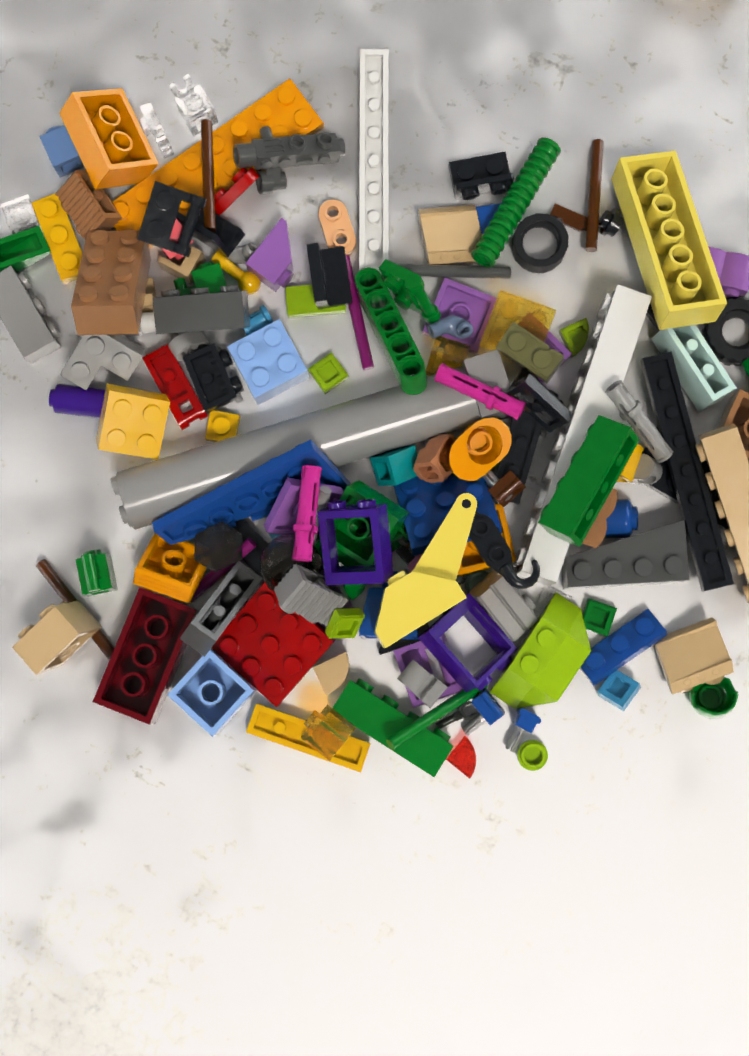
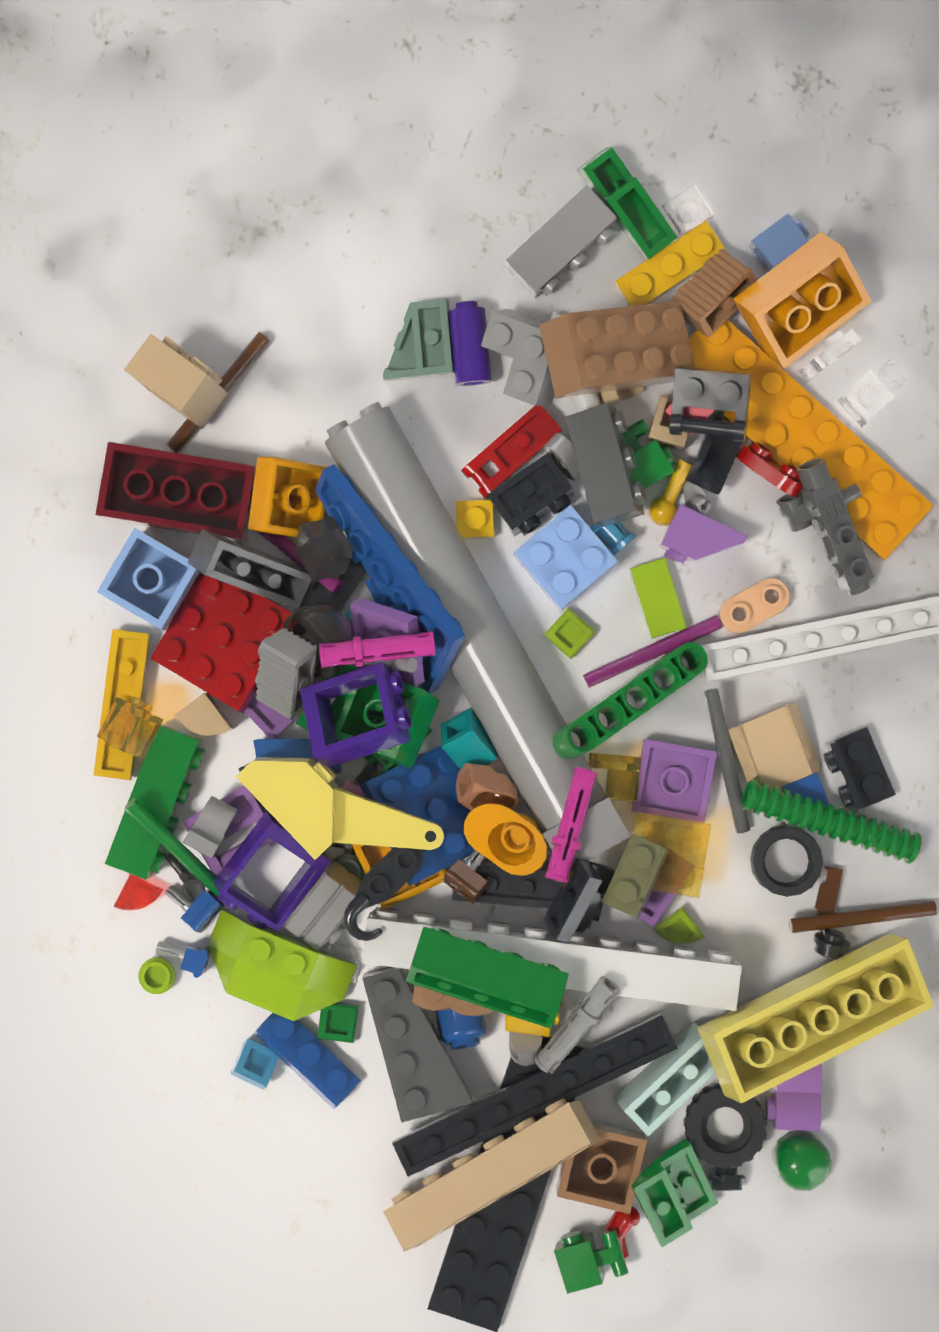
camera: 75 degrees right, 5 degrees up
(73, 438) = (423, 344): none -> sand green wing
(96, 573) = (264, 407): green brick -> none
(132, 421) = (453, 411): yellow brick -> none
(208, 174) = (783, 433): reddish brown bar -> none
(329, 276) = (687, 610): black panel -> none
(344, 623) = (263, 720): lime tile -> none
(409, 290) = (684, 713): green plate -> none
(451, 325) = (655, 774): sand blue arm -> none
(693, 656) = (312, 1145): tan slope -> none
(714, 700) = (270, 1177): green hair -> none

